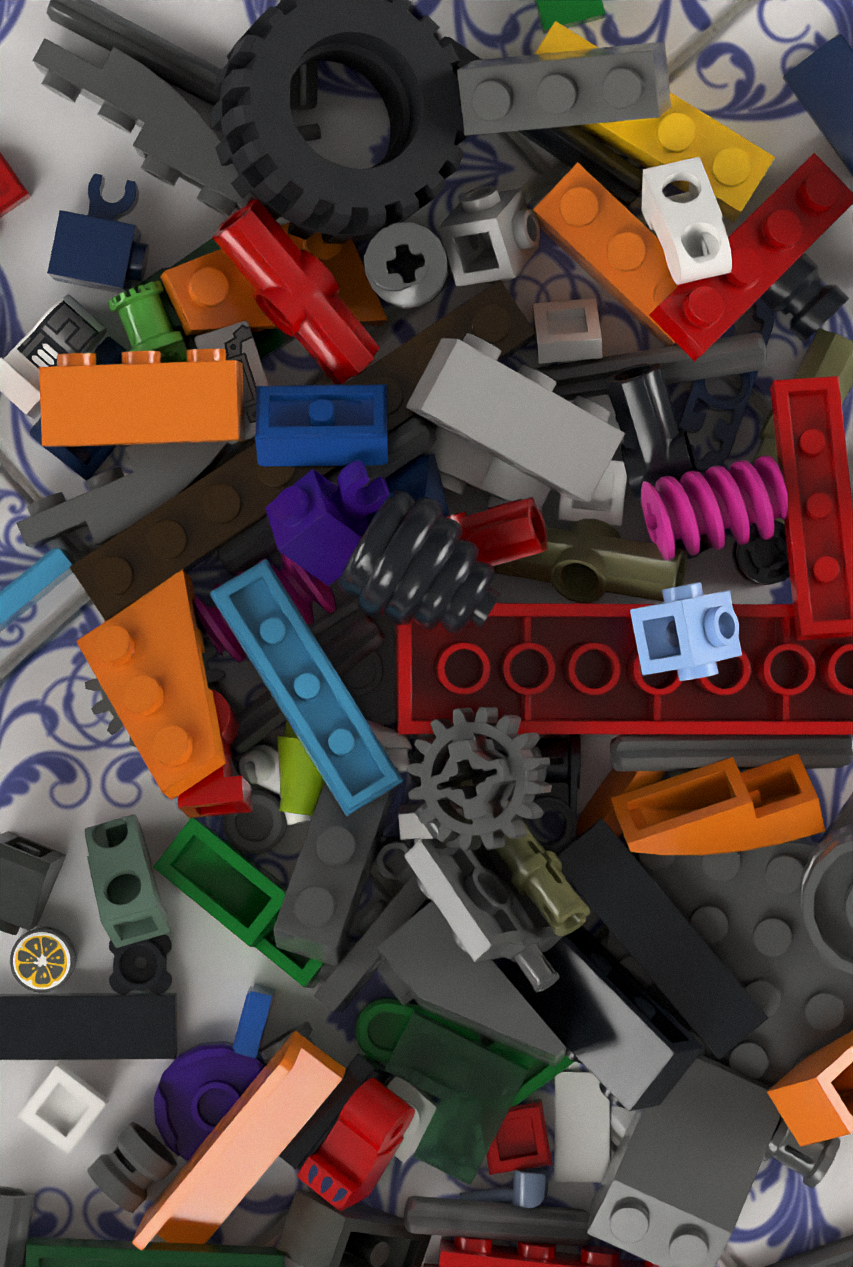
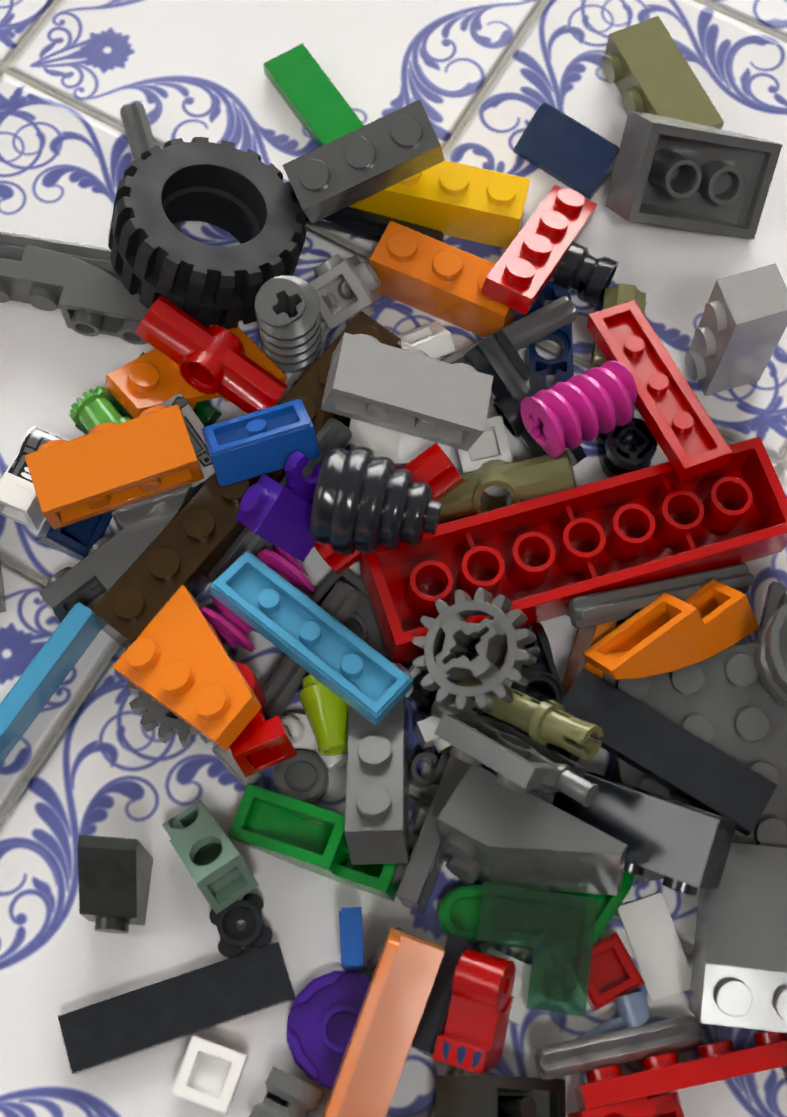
camera: 25 degrees left, 20 degrees down
(42, 959) = (156, 950): dark grey tile -> none
(96, 247) = (50, 385): dark blue brick -> none
(686, 632) = (597, 489): light blue brick -> none
(687, 222) = (489, 225): white leg -> none

